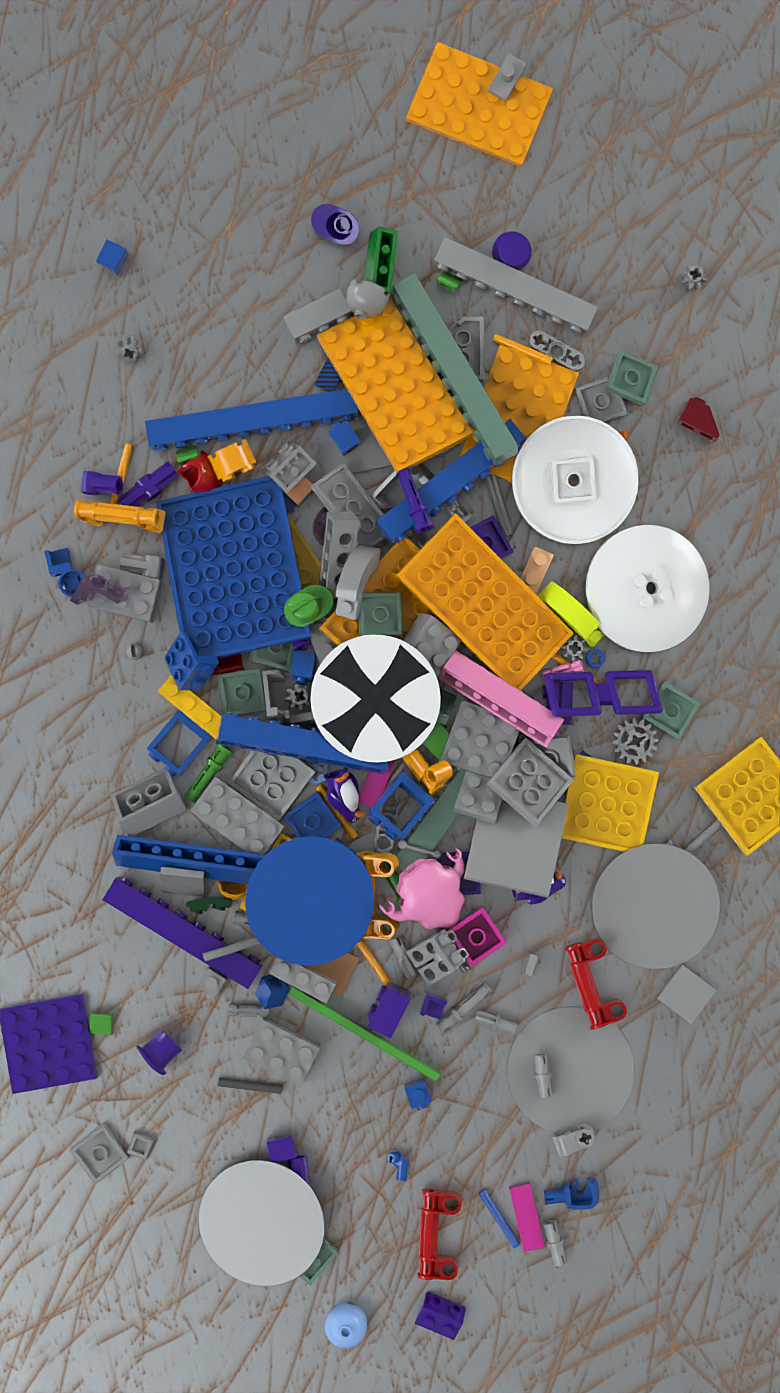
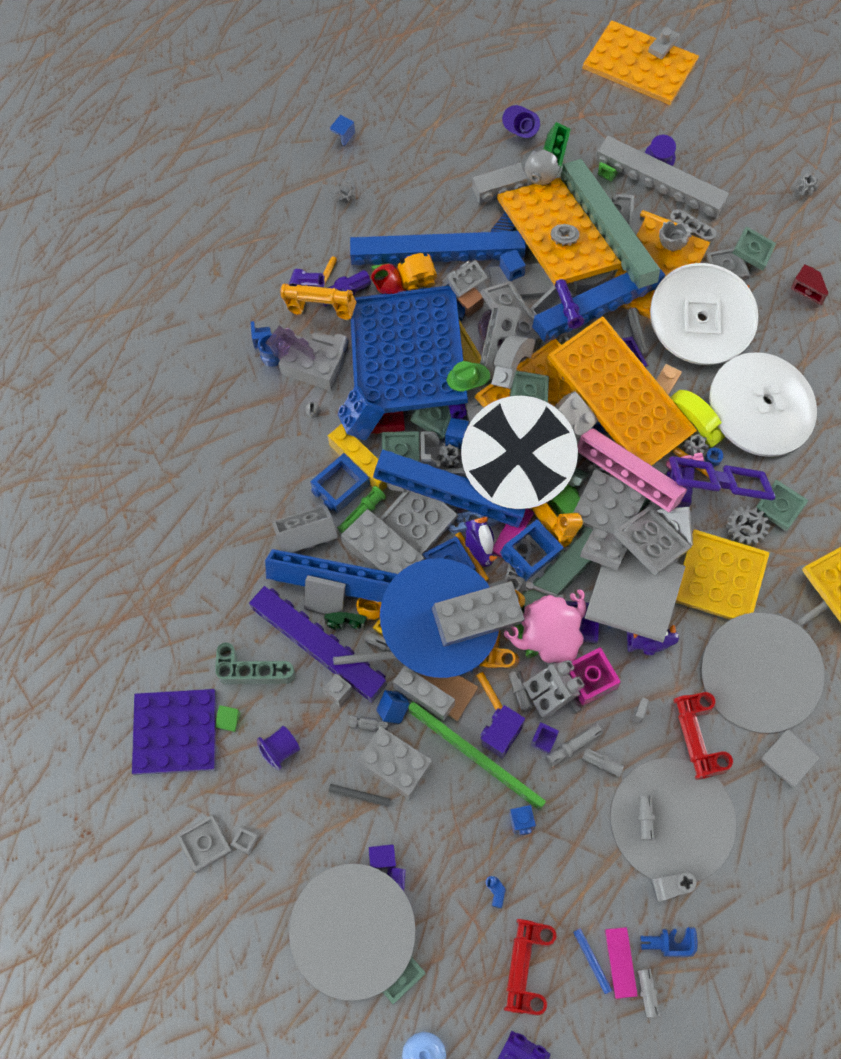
camera: 10 degrees right, 20 degrees down
(121, 969) = (256, 668): none -> sand green beam
(349, 896) = (477, 613): none -> light grey brick
(399, 393) = (562, 230): none -> light grey gear
(535, 379) = (673, 236): none -> light grey hair

